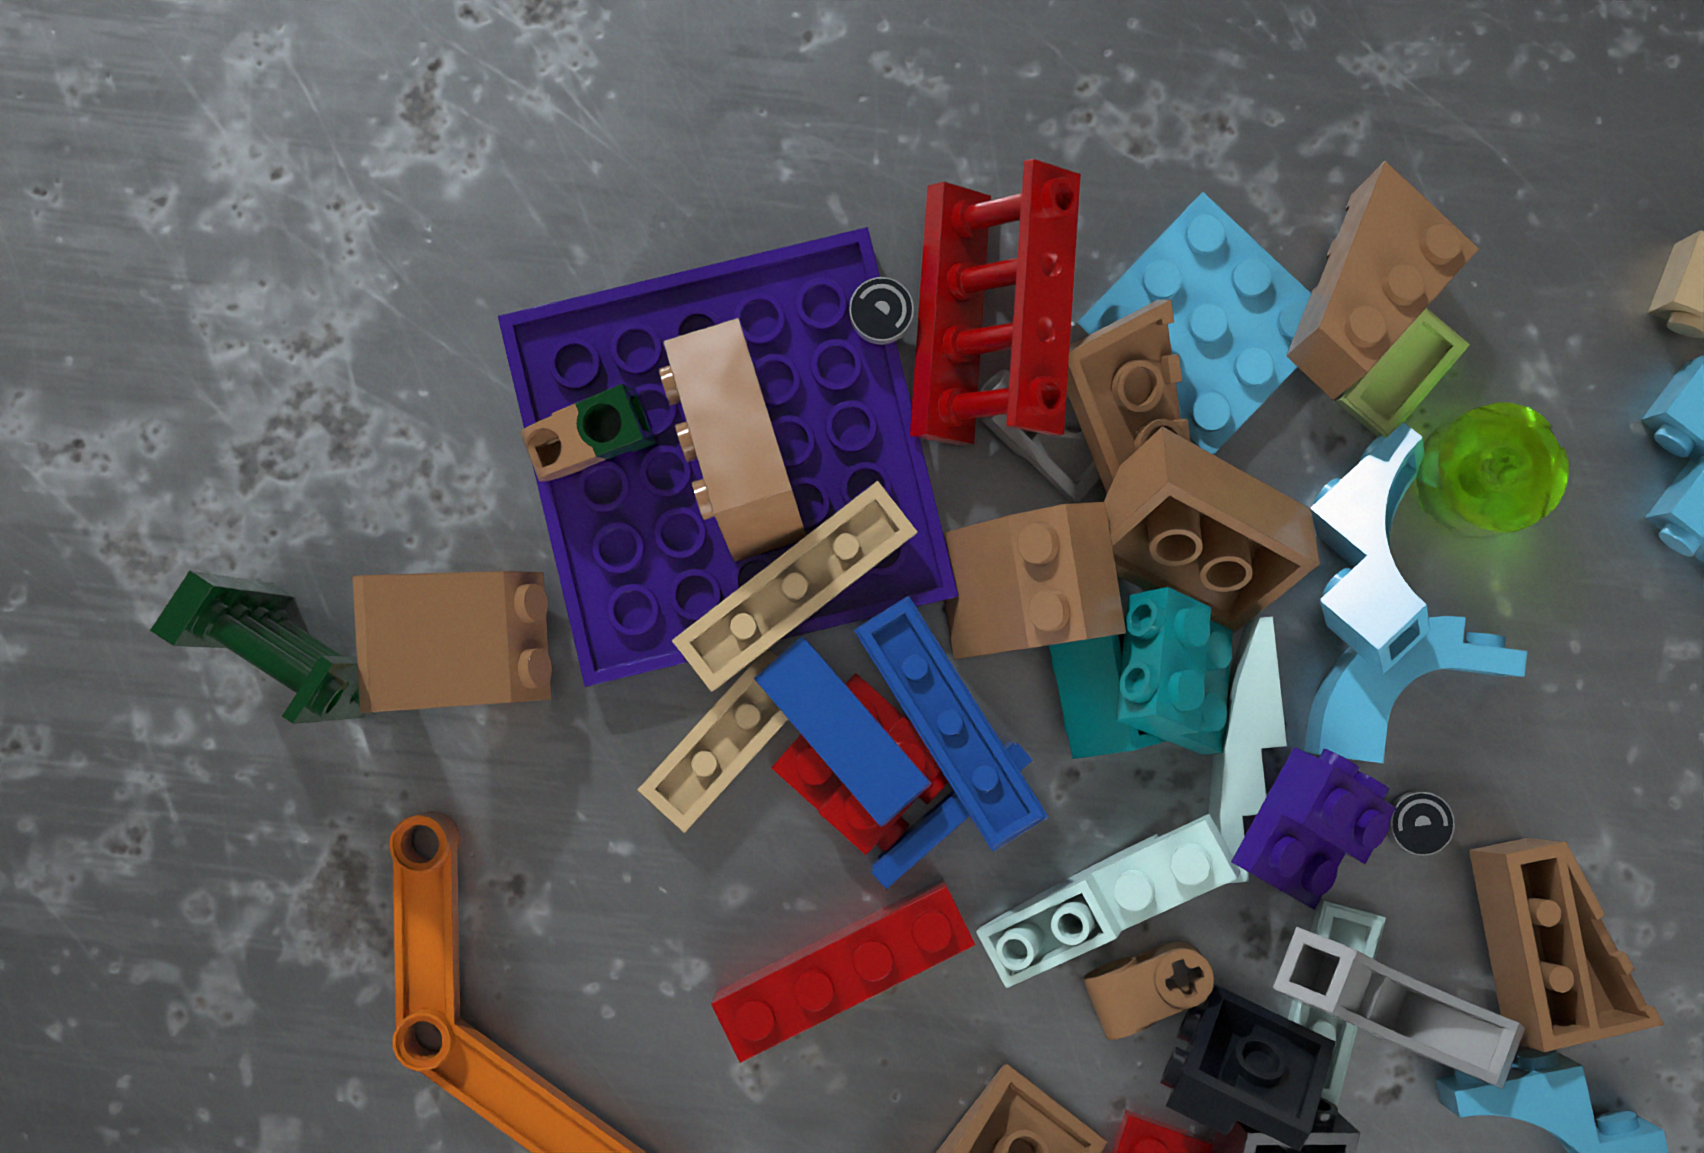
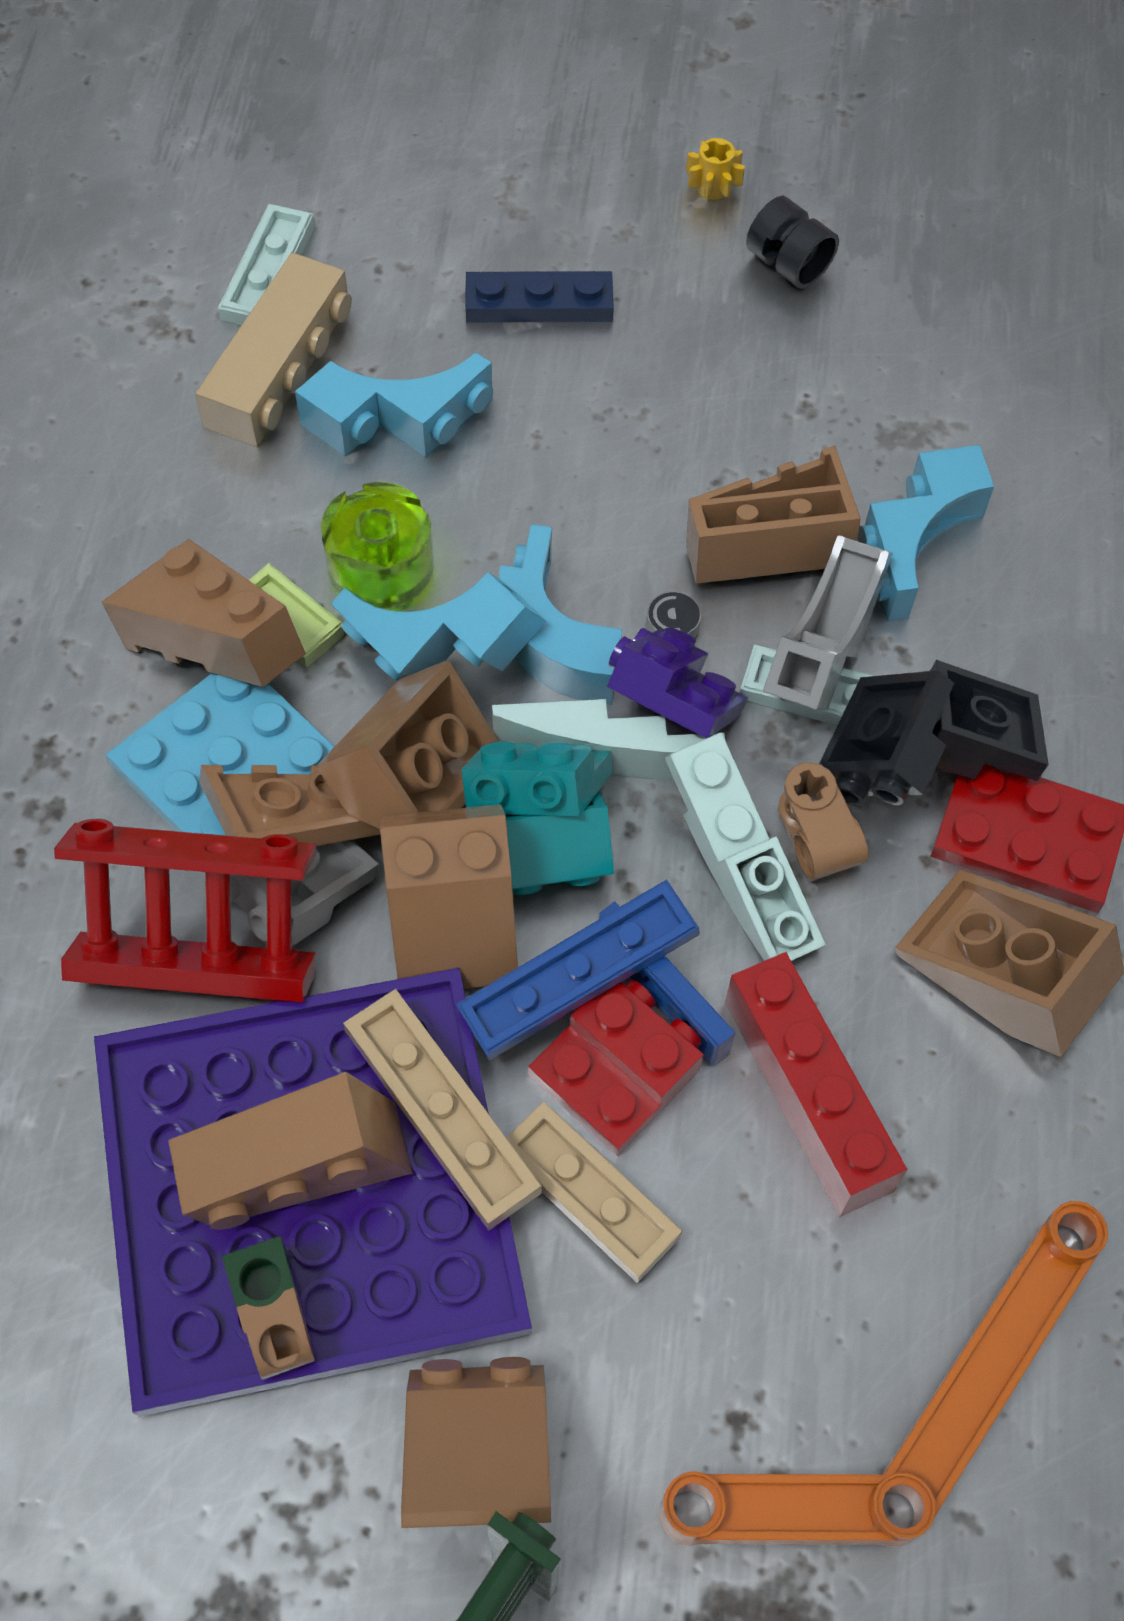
camera: 90 degrees left, 25 degrees down
(842, 731) = (583, 1065): blue tile -> none
(881, 310) = (178, 1021): black tile -> none

